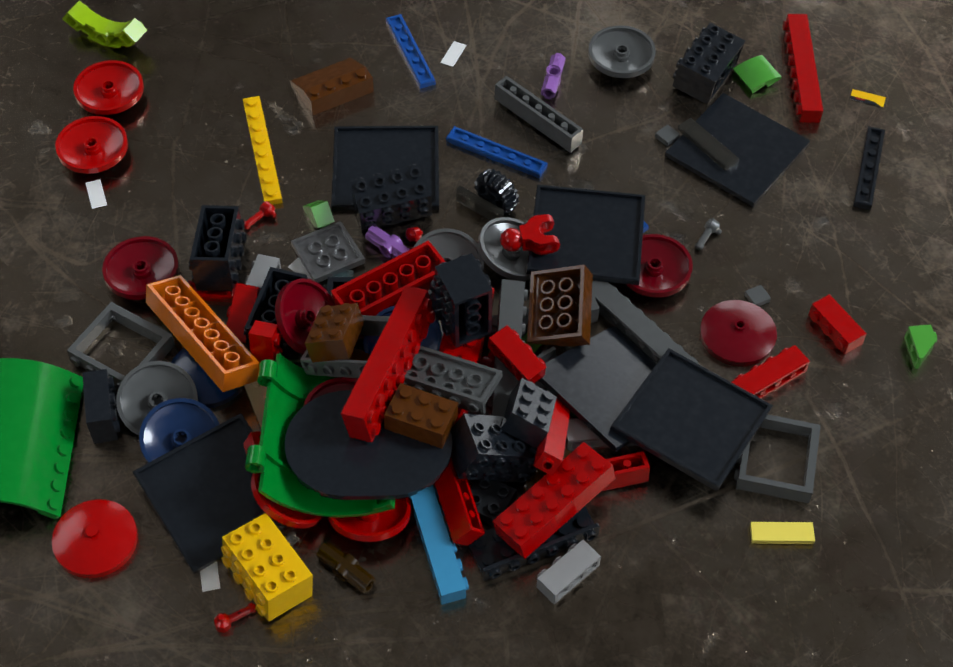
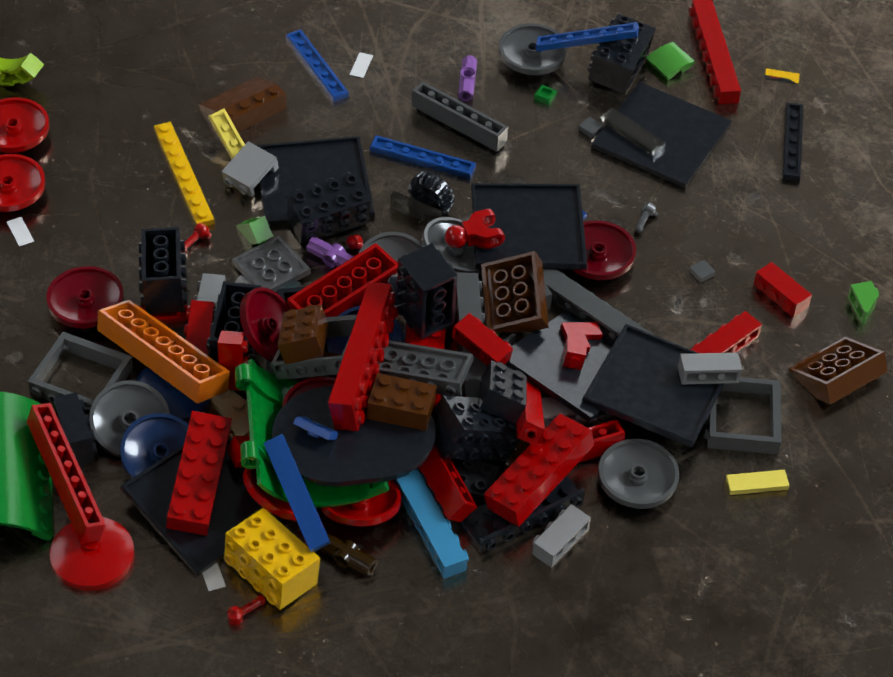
camera: 10 degrees left, 5 degrees down
(79, 455) = (66, 473): none -> red brick
(211, 467) = (199, 473): none -> red brick
(298, 504) = (297, 493): none -> blue tile
(310, 115) = (227, 132): none -> light yellow tile
(323, 150) = (249, 168): none -> light grey panel
(328, 436) = (315, 429): none -> blue plate
(611, 375) = (574, 353): none -> red brick
(619, 352) = (582, 331): none -> tile
(627, 98) = (545, 95): none -> green tile
(658, 512) = (638, 473): none -> dark grey dish
(675, 44) = (587, 36): none -> blue tile
(738, 333) = (688, 306): dark red dish -> none
(747, 406) = (709, 368): none -> light grey brick
(885, 417) = (839, 369): none -> reddish brown slope

